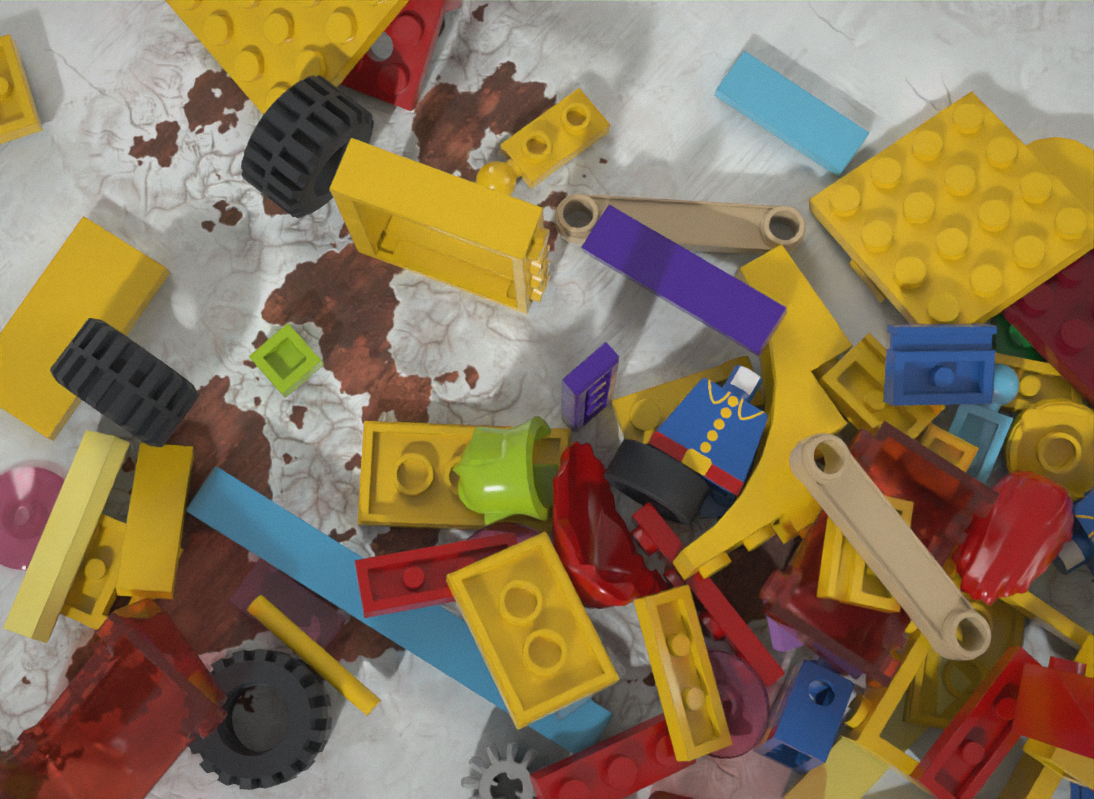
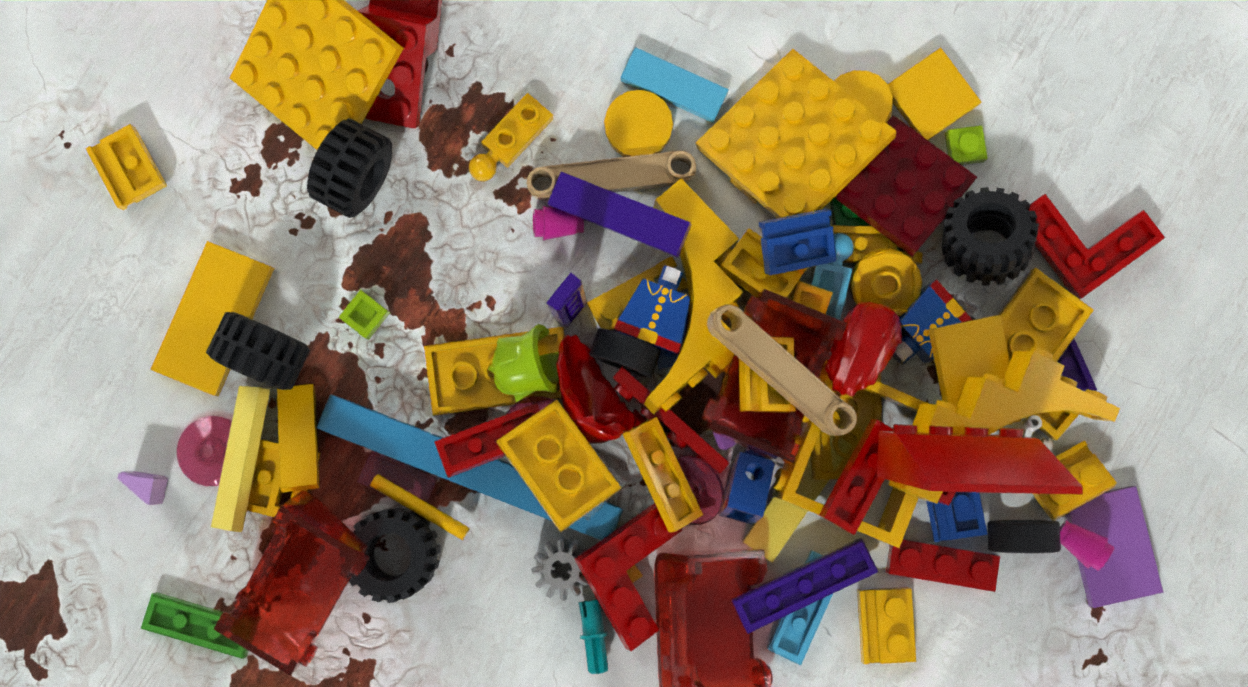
camera: 10 degrees left, 5 degrees up
(443, 226) = (450, 209): yellow window -> none
(585, 278) = (554, 223): none -> dark pink cone
(730, 158) = (638, 123): none -> yellow tile

